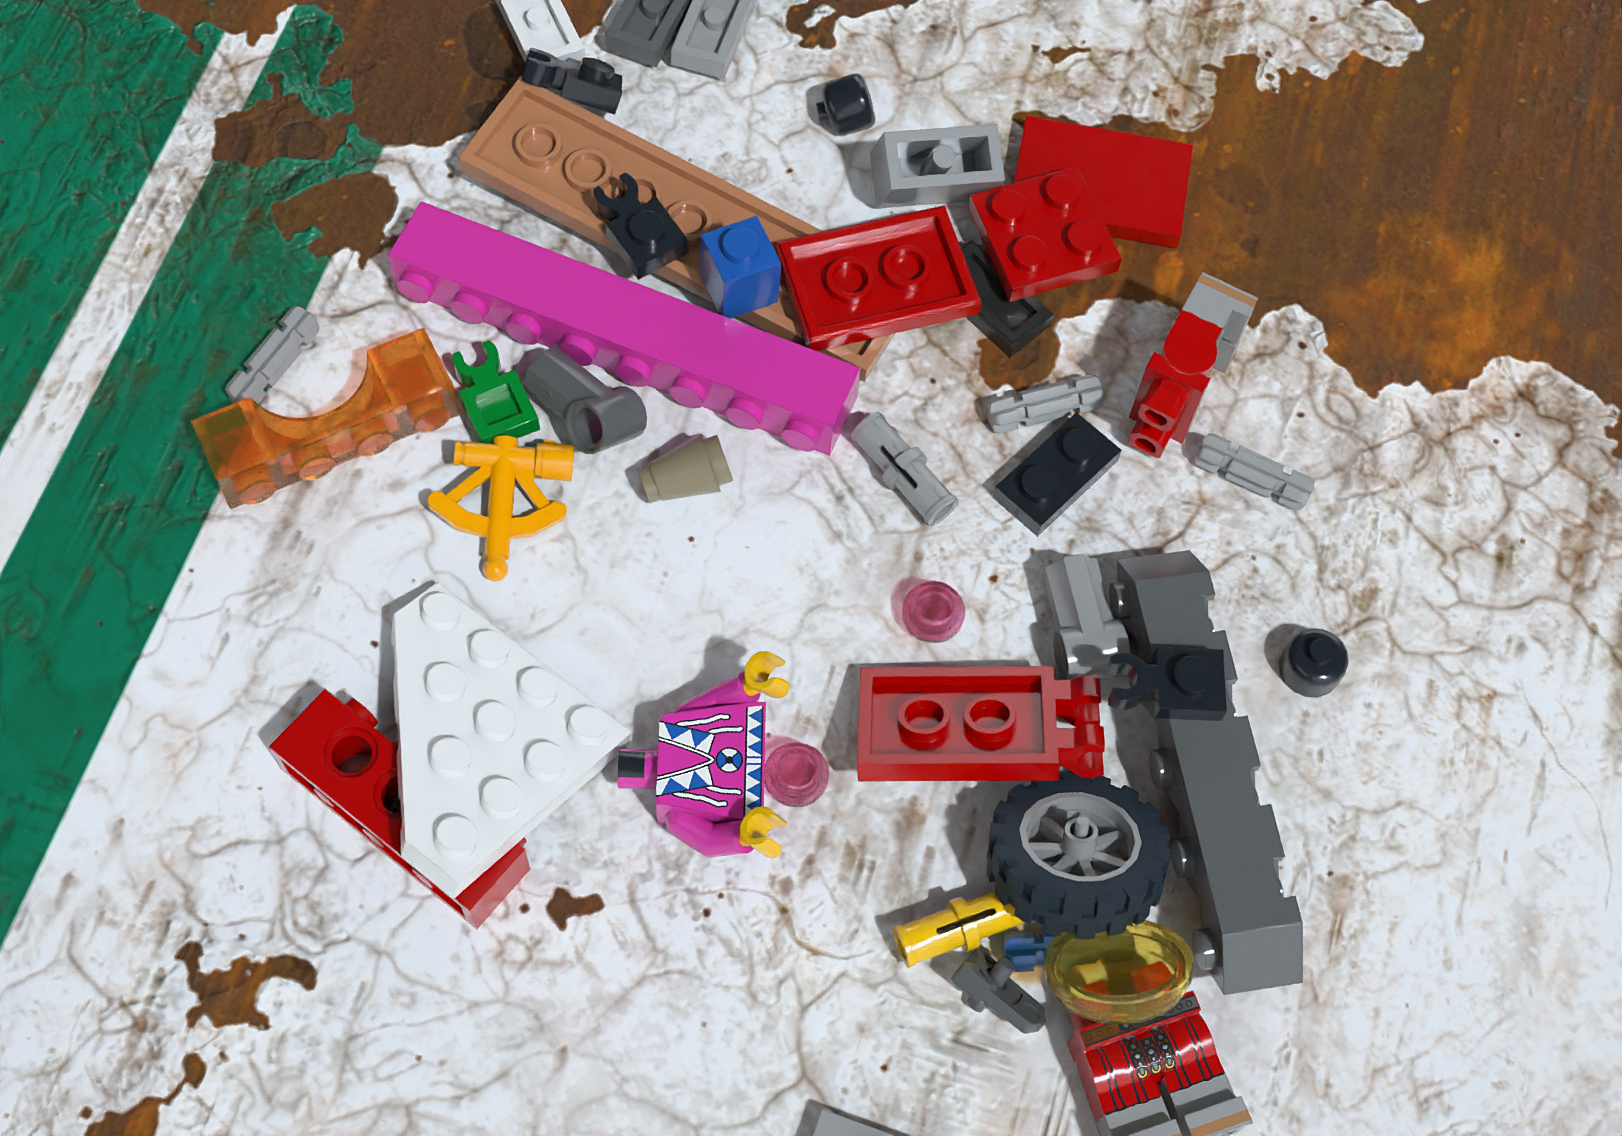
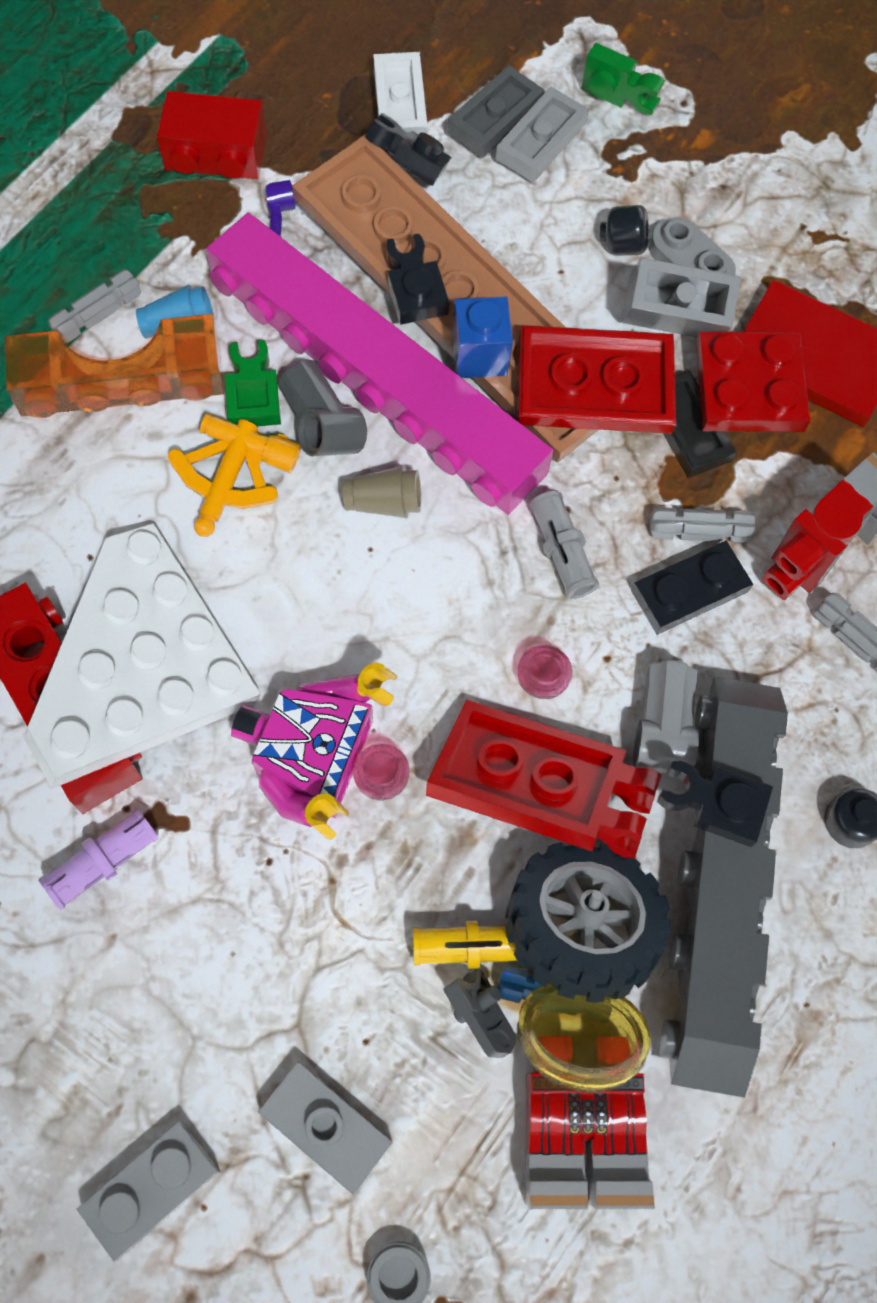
camera: 20 degrees right, 5 degrees up
(338, 124) = (212, 135): none -> red brick
(373, 329) = (180, 303): none -> dark azure cone
(443, 175) = (279, 199): none -> dark purple hand
(519, 968) = (98, 859): none -> lavender pin
(926, 109) = (690, 248): none -> light grey plate

